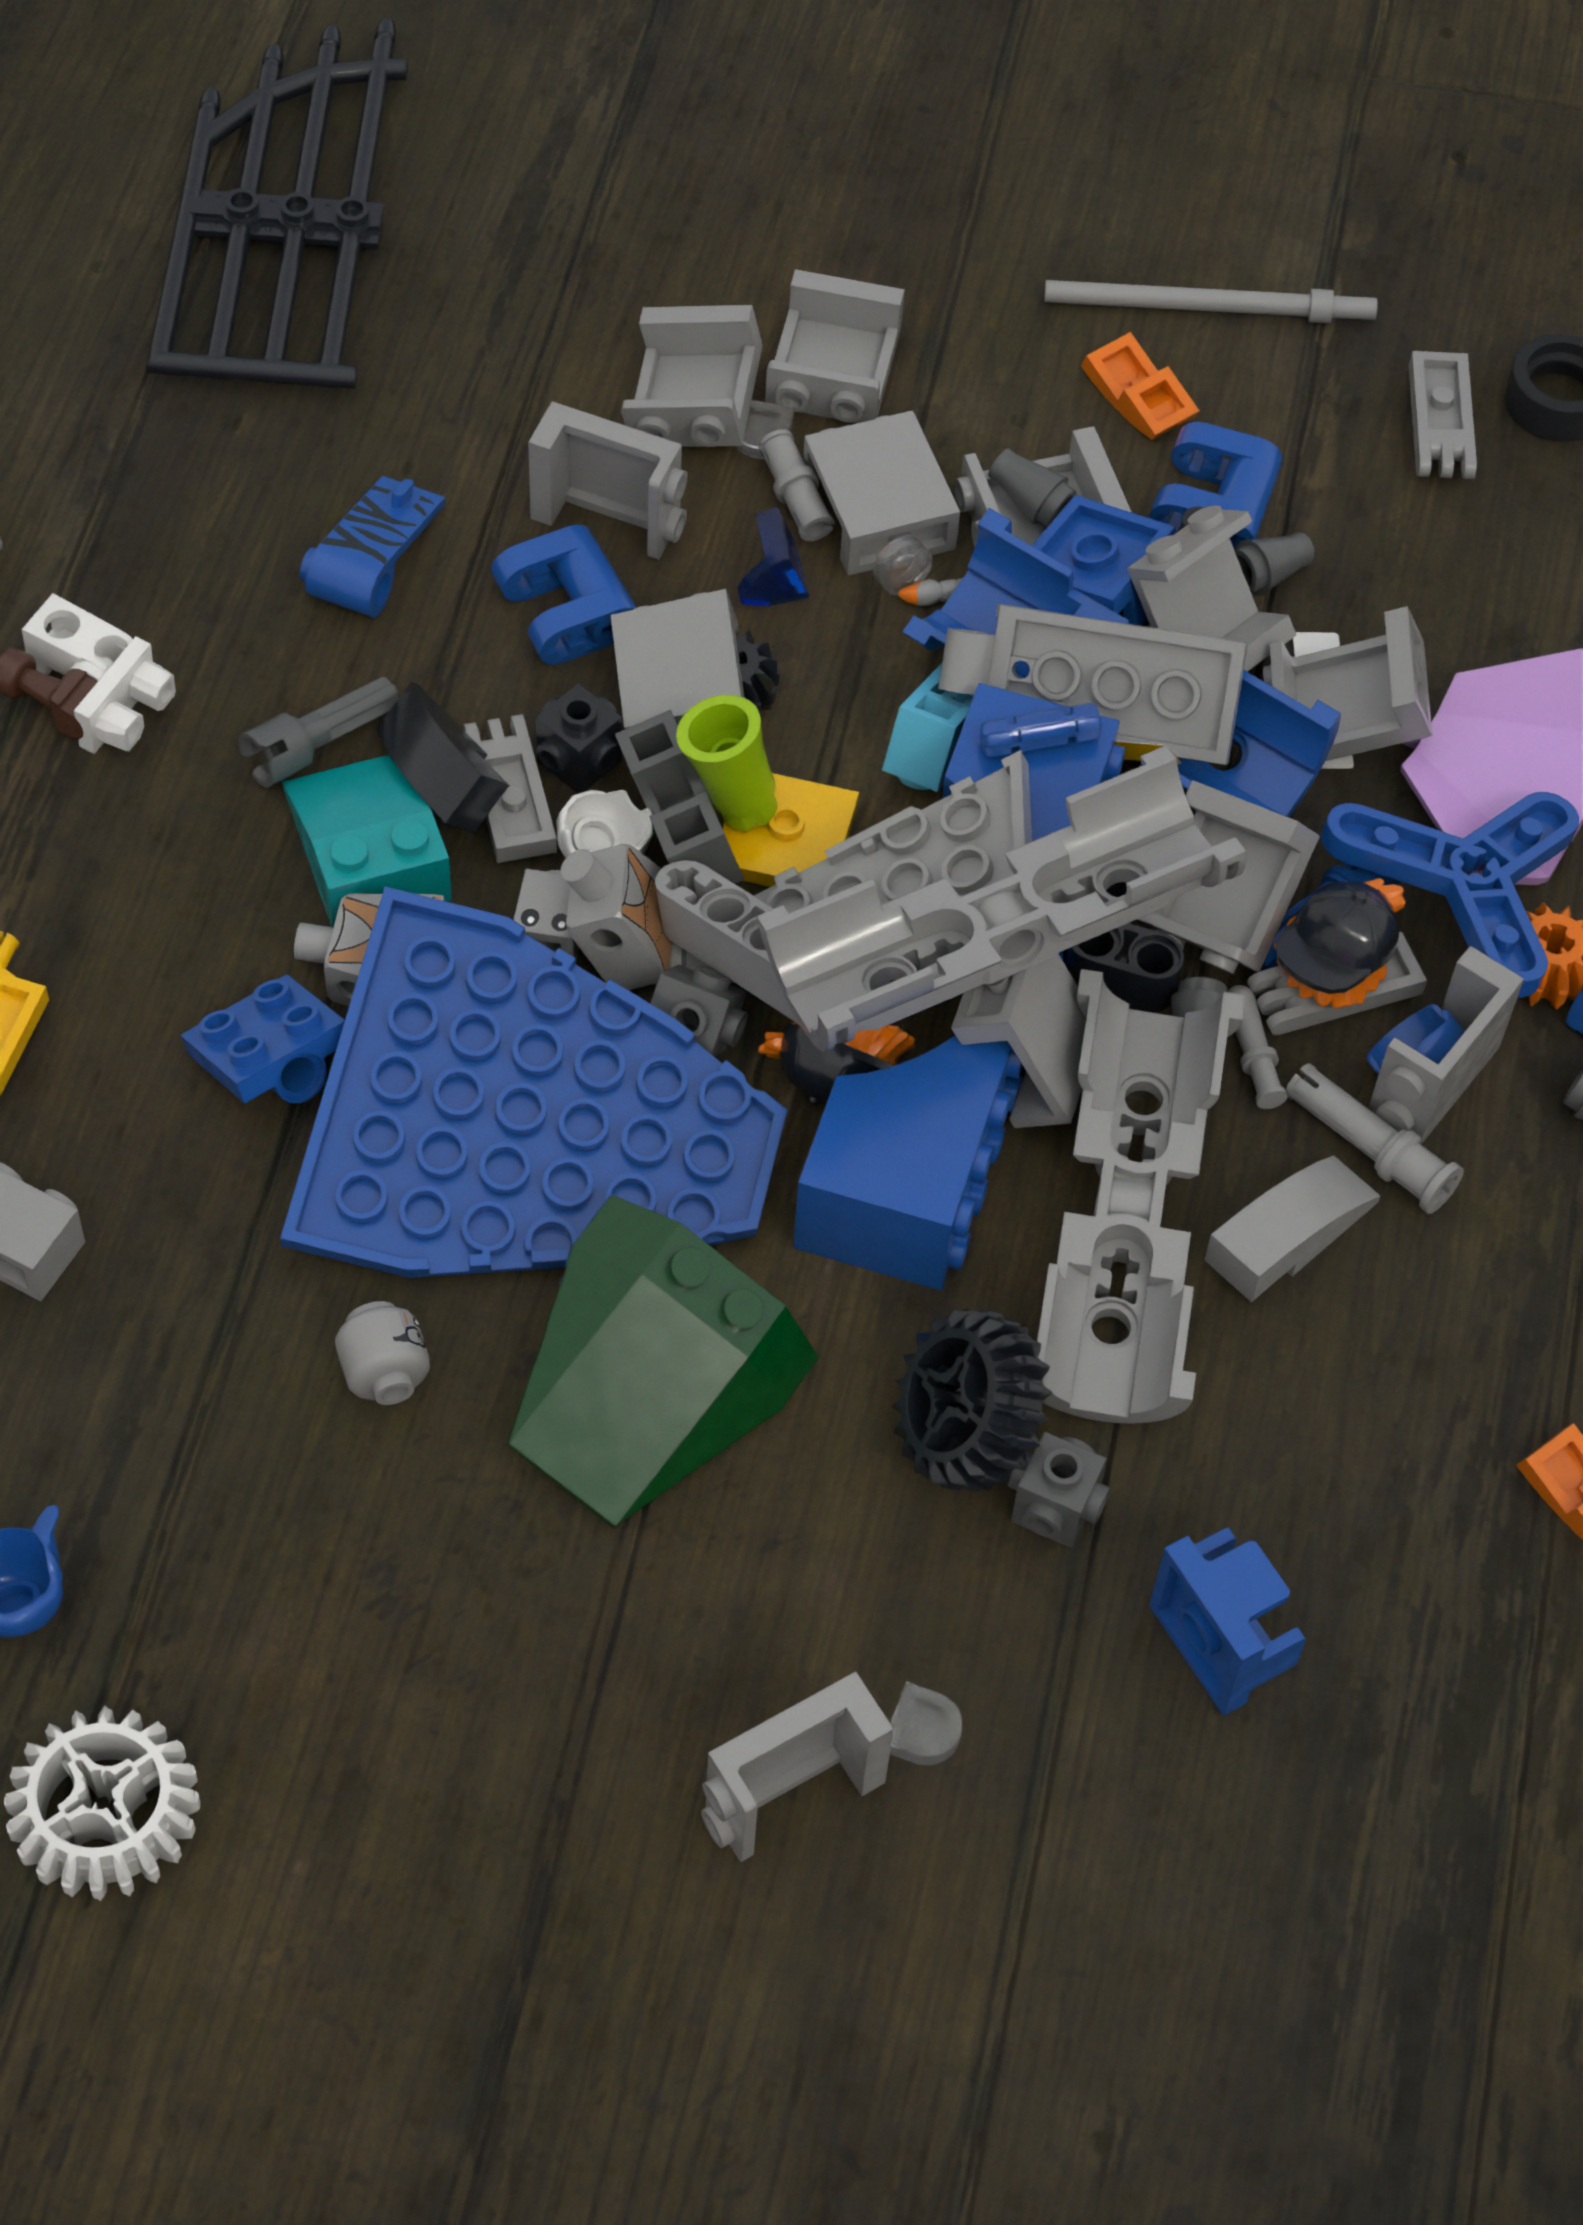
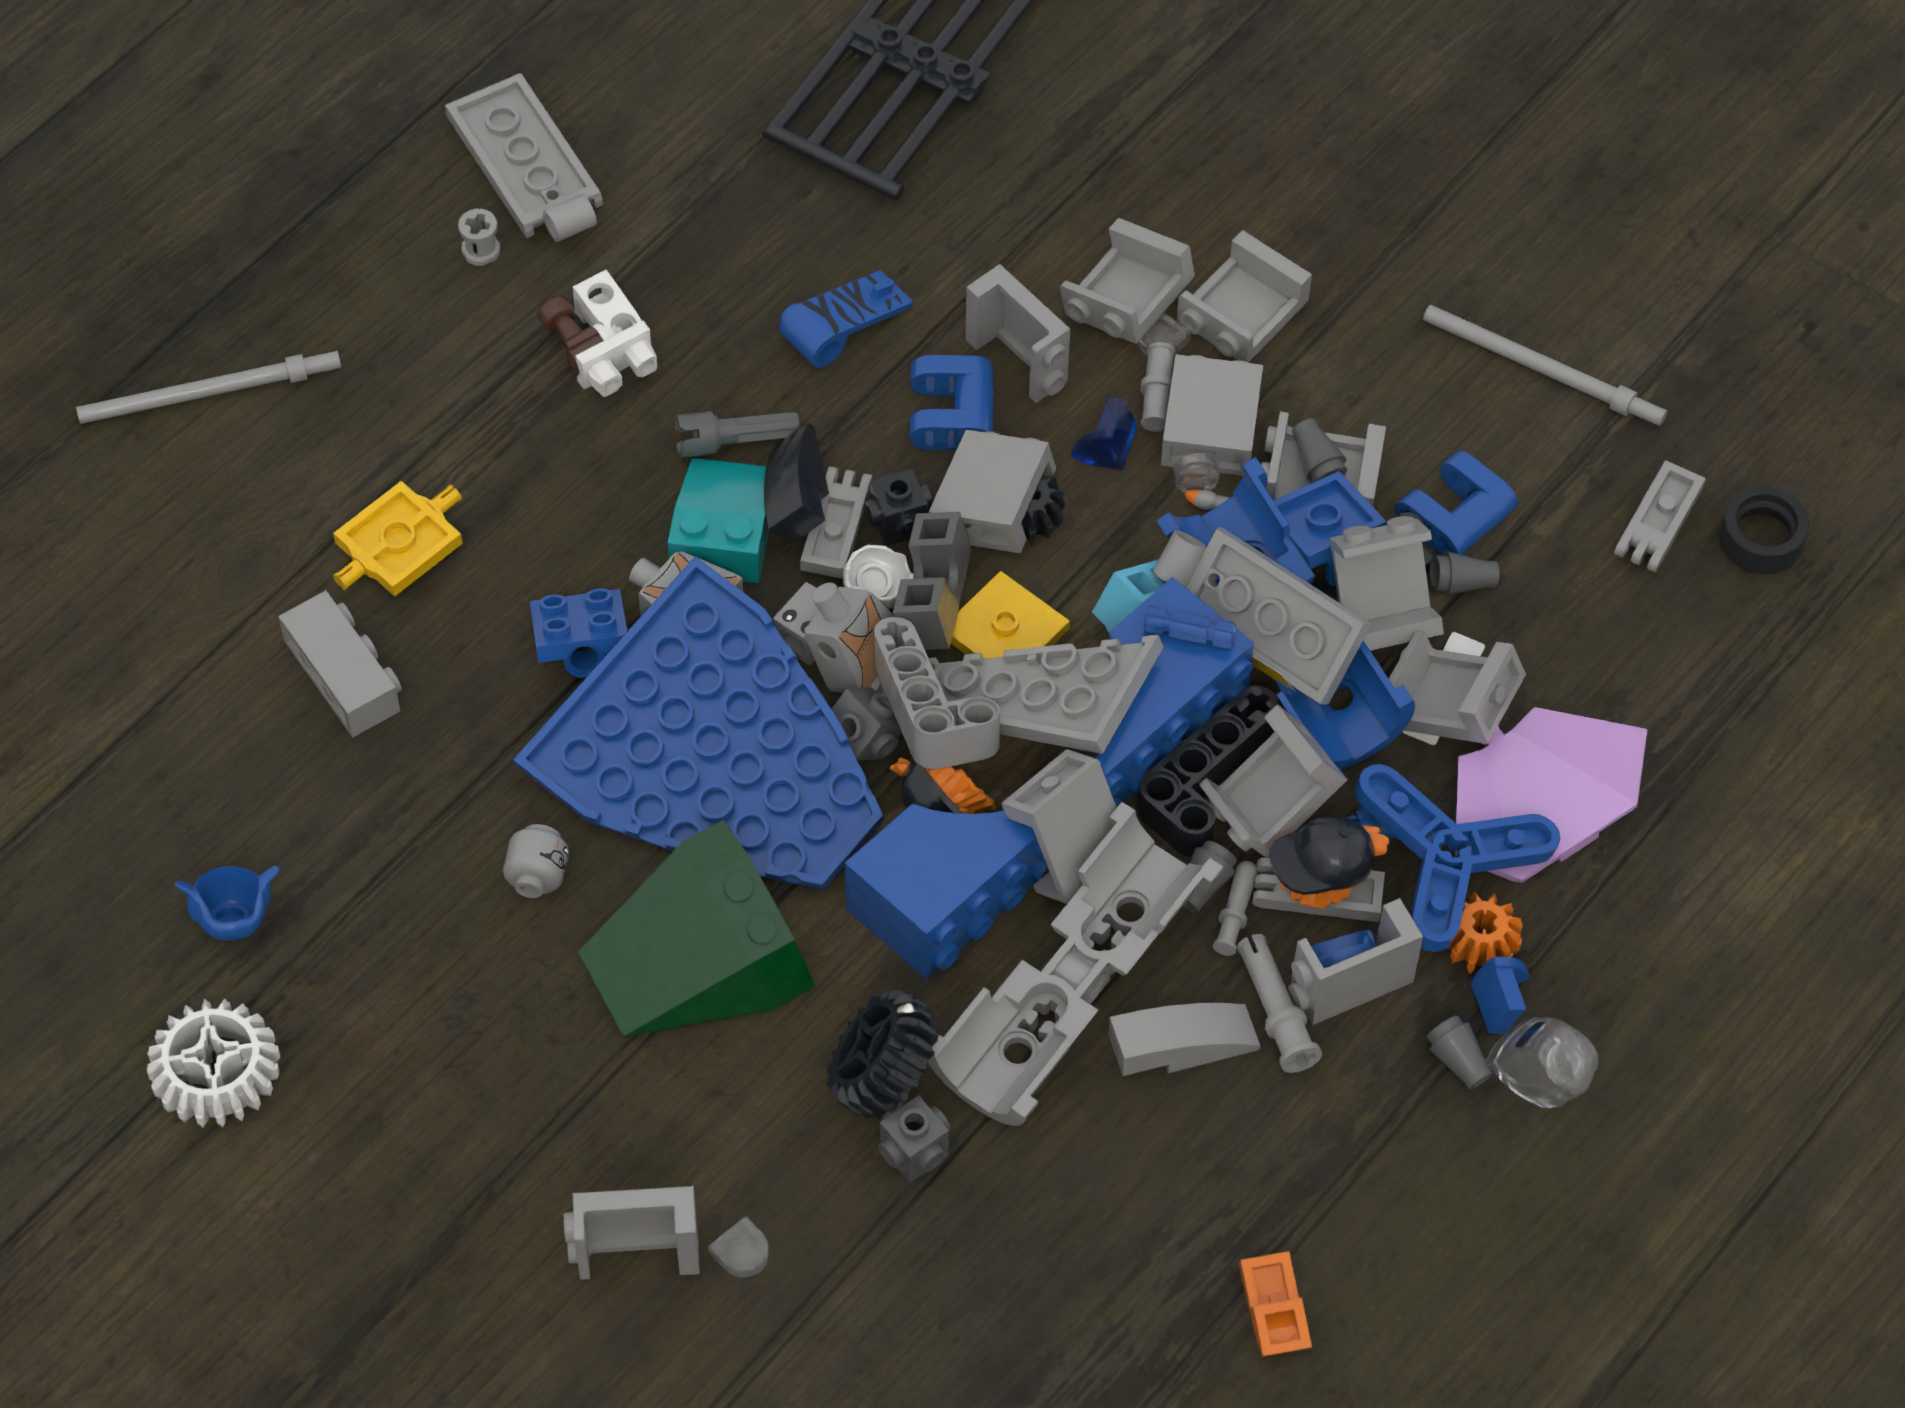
camera: 30 degrees right, 0 degrees up
(729, 755) = (974, 559): lime plant -> none
(948, 944) = (1178, 730): light grey piece -> none
(1133, 385) = (1450, 409): orange slope -> none
(1209, 1608) = (968, 1265): blue panel -> none

